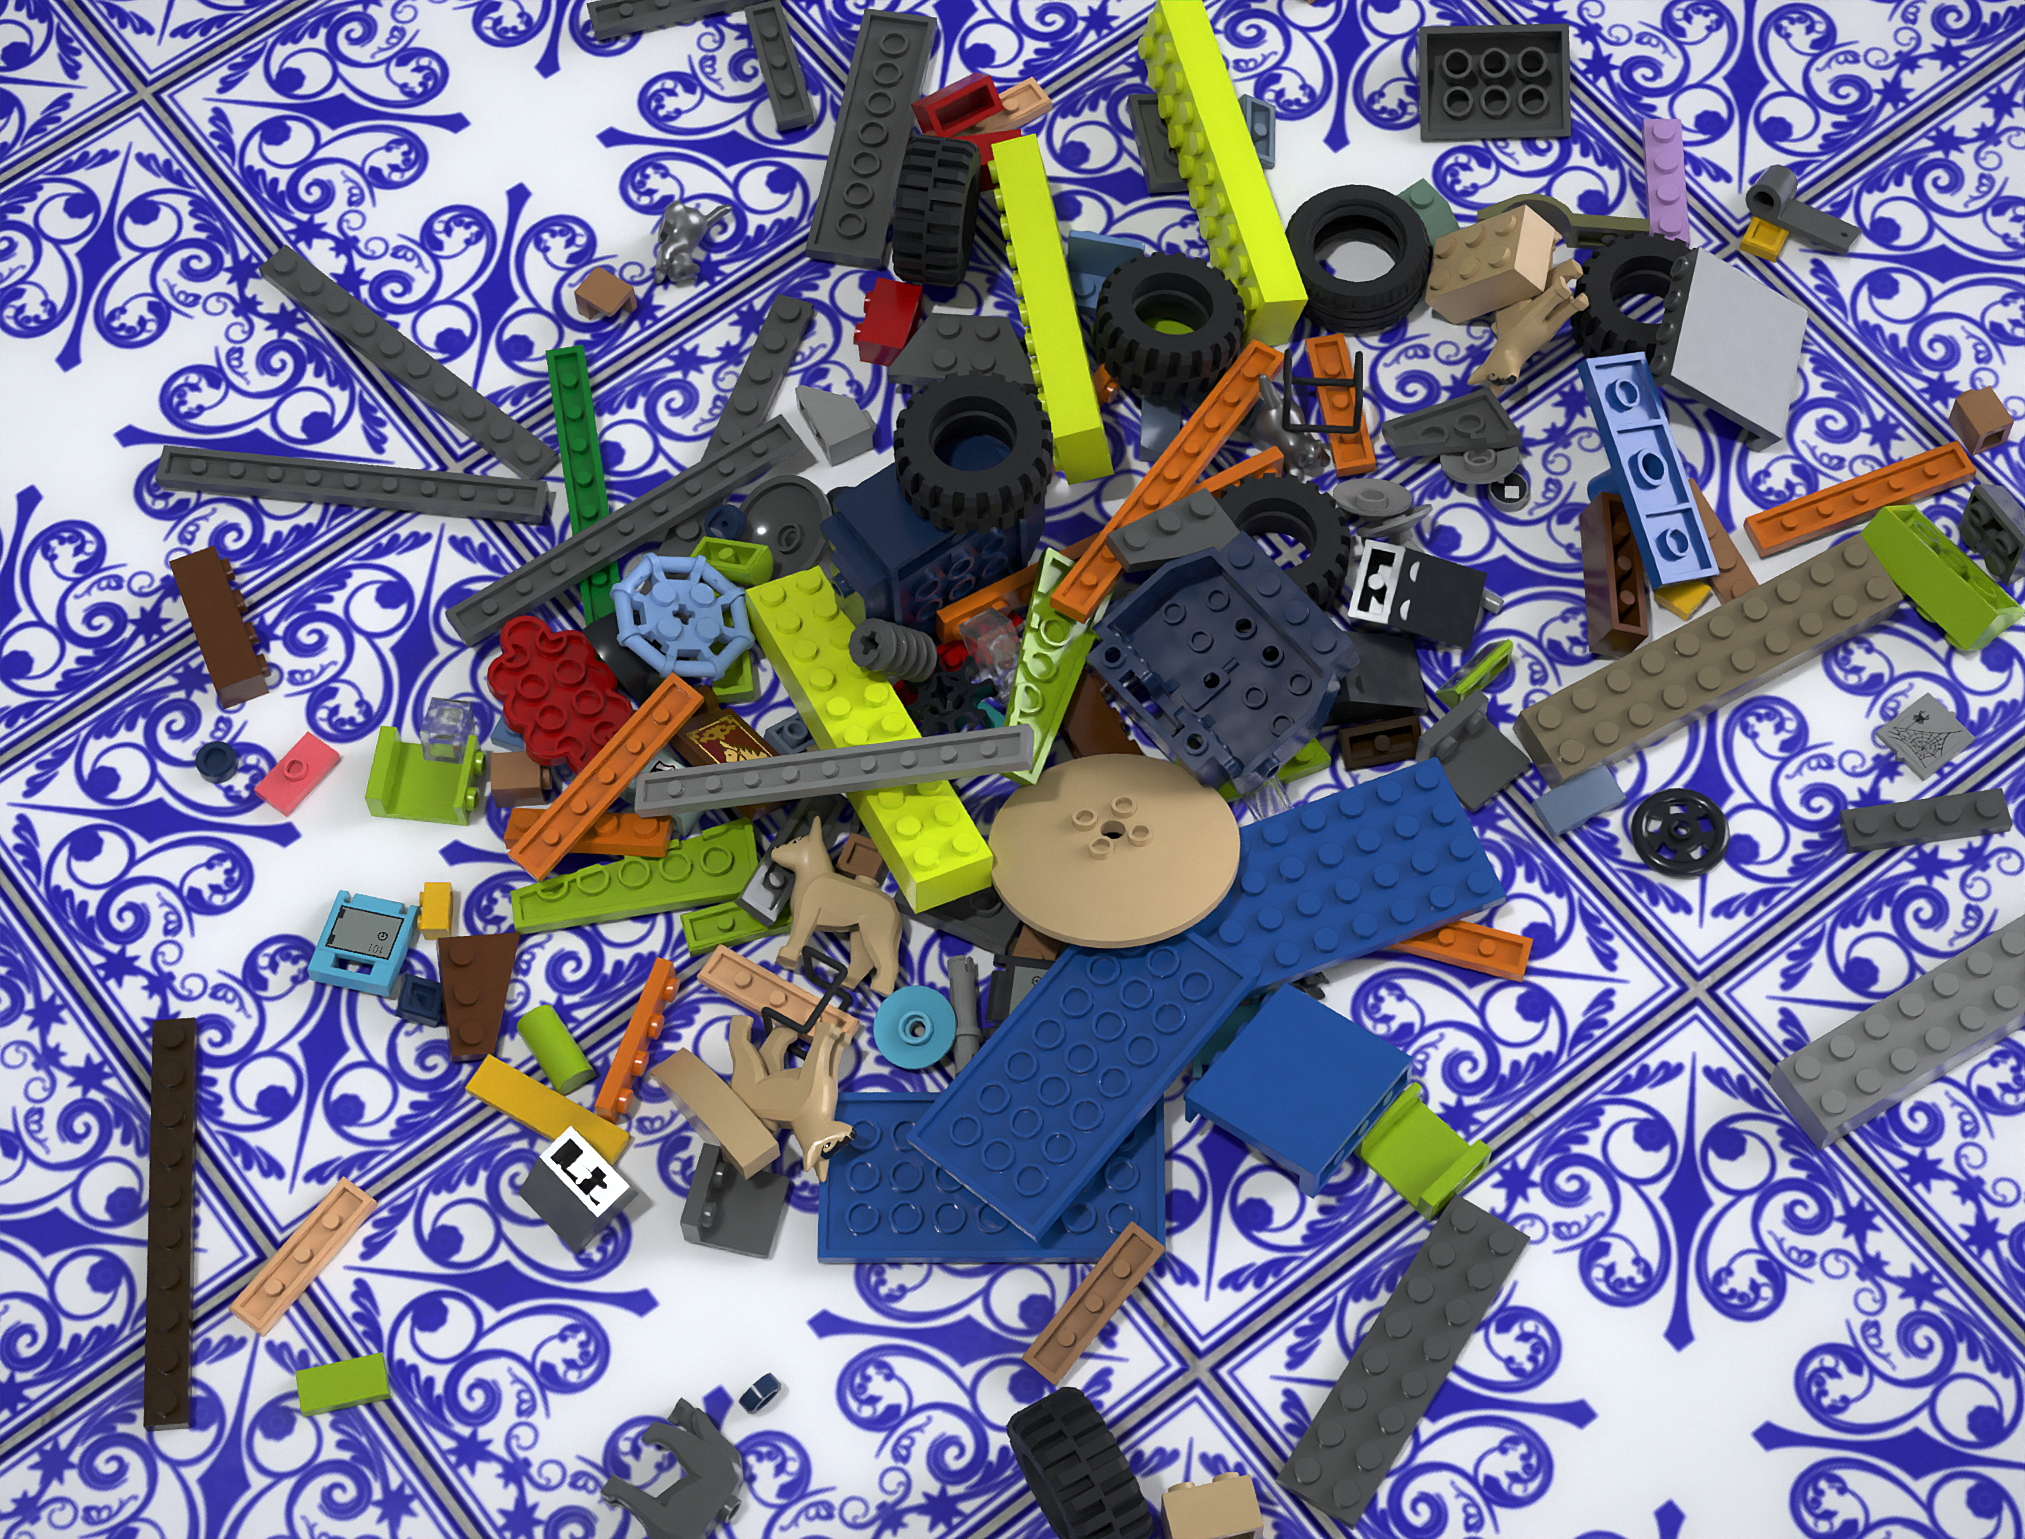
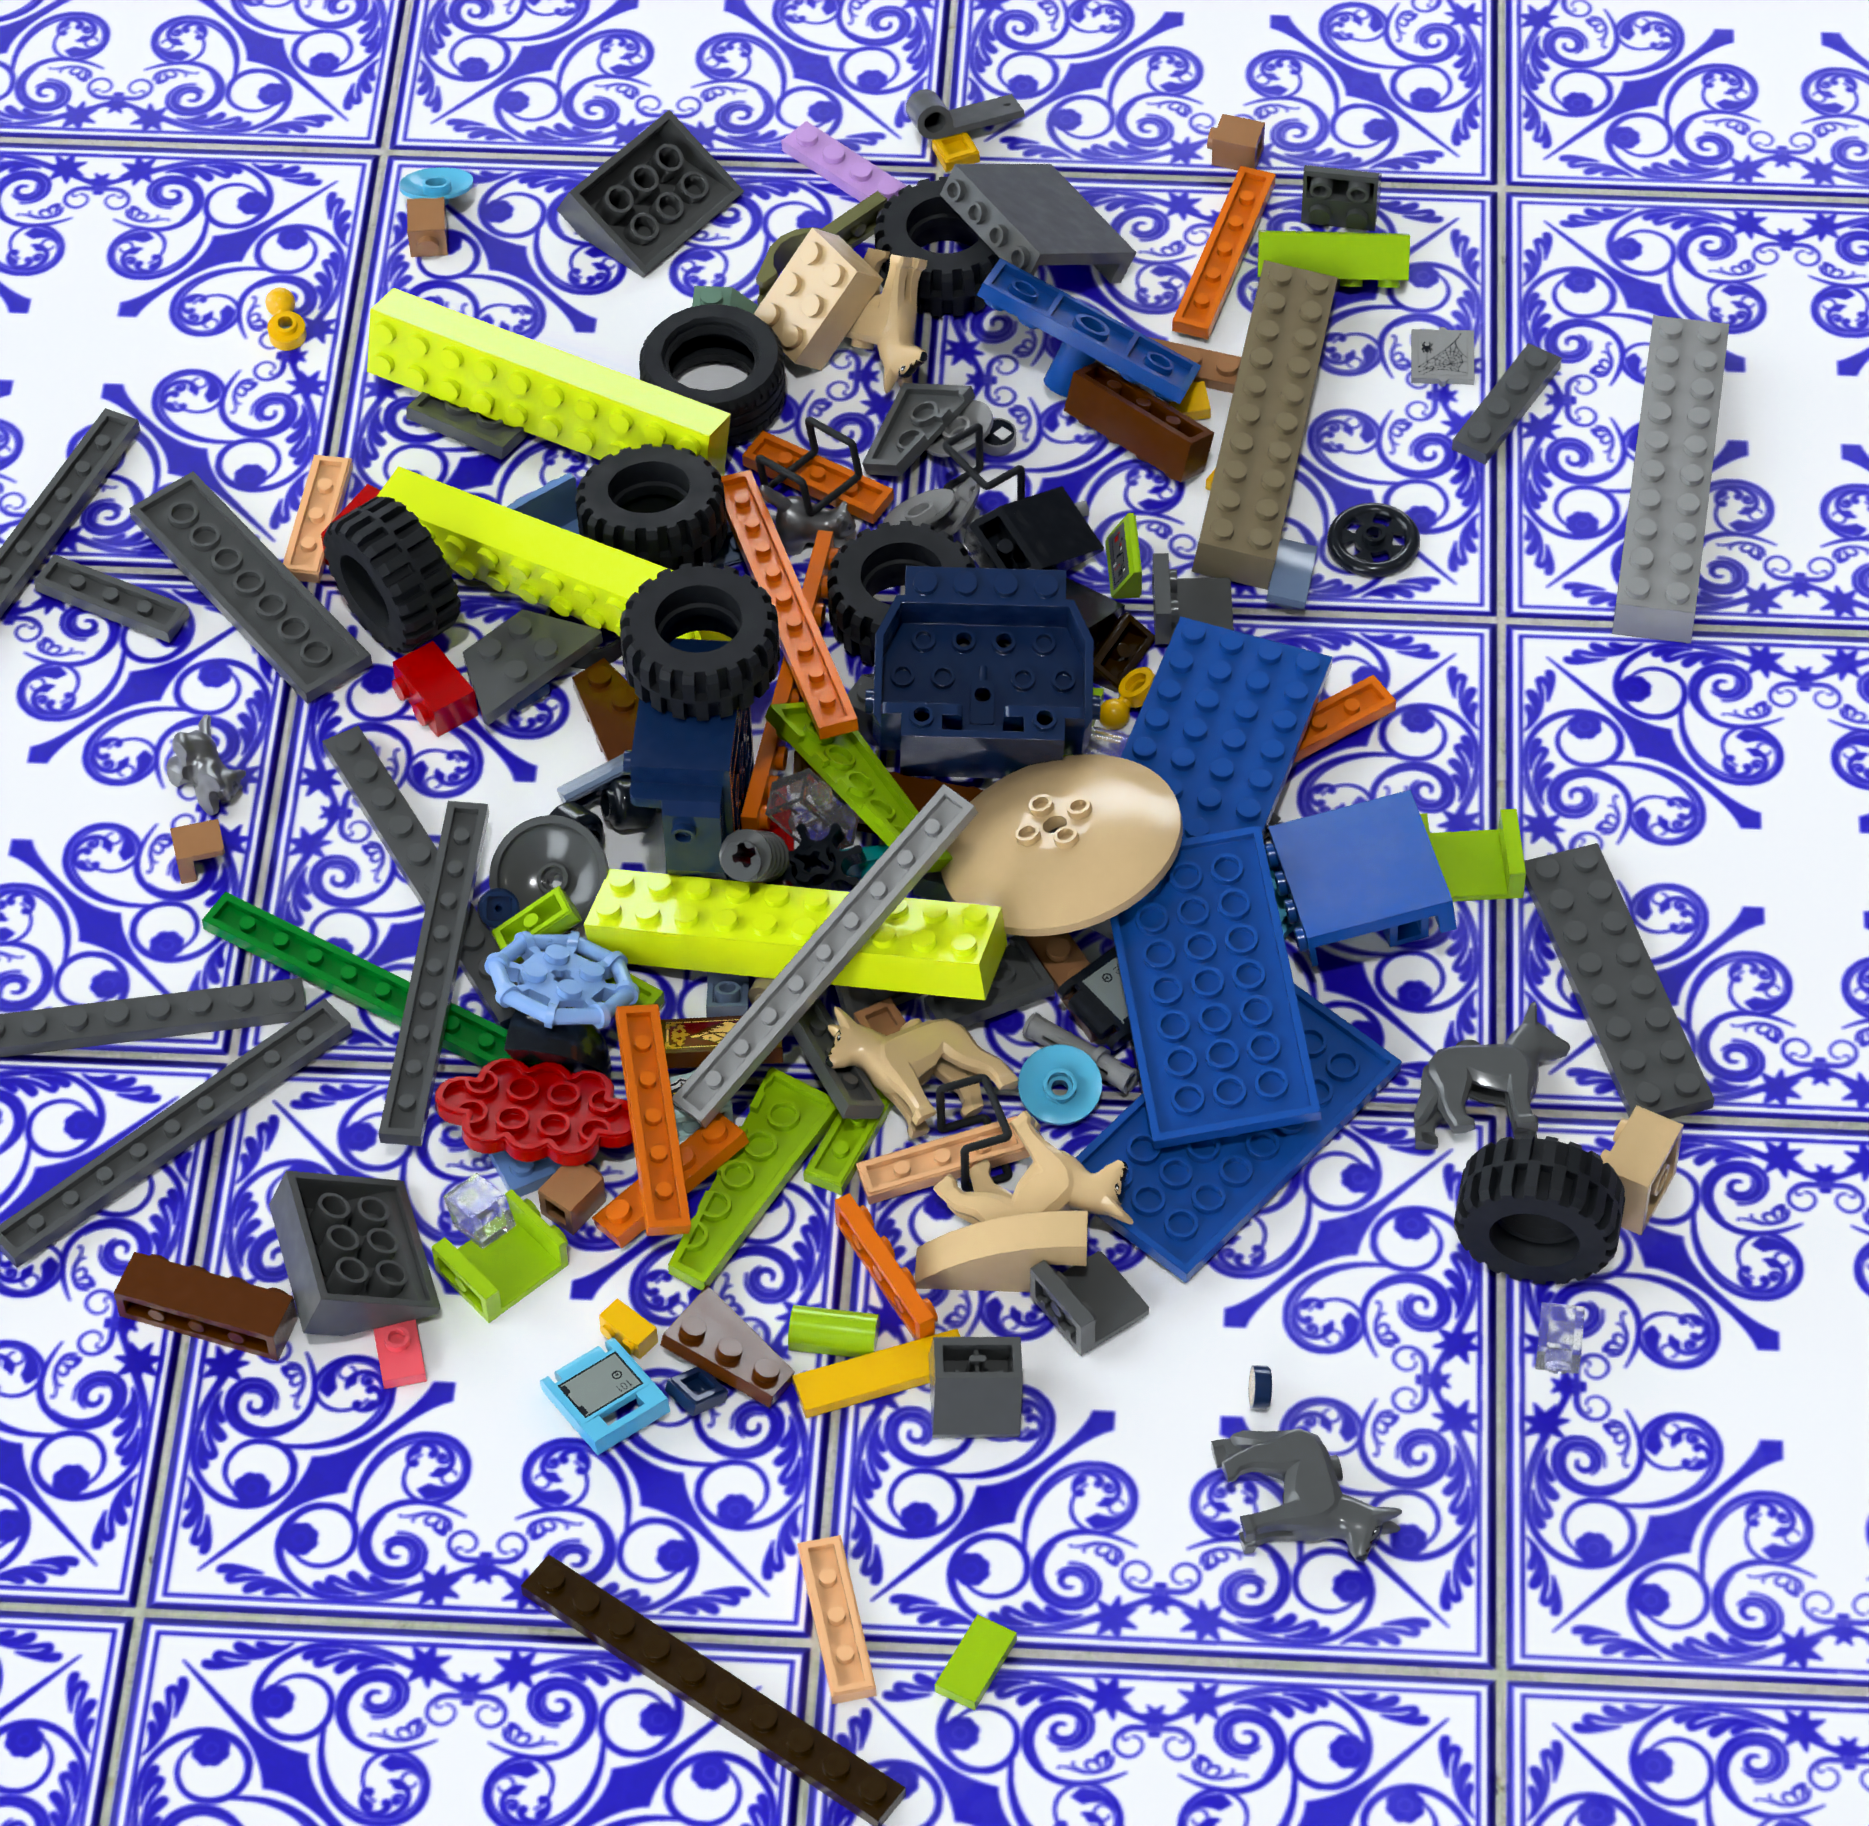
camera: 50 degrees left, 10 degrees down
(216, 762) = (325, 1394): dark blue tile -> none
(341, 681) = (351, 1252): none -> dark grey slope
(835, 423) = (482, 778): light grey slope -> none
(957, 106) = (300, 507): red piece -> none
(1093, 1303) = (1397, 1127): medium nougat plate -> none
(1172, 533) = (845, 622): dark grey wing -> none
(1216, 1331) = (1487, 1073): none -> dark grey animal
(1319, 783) = (1133, 691): none -> yellow plate
(1424, 496) = (974, 472): none -> black piece

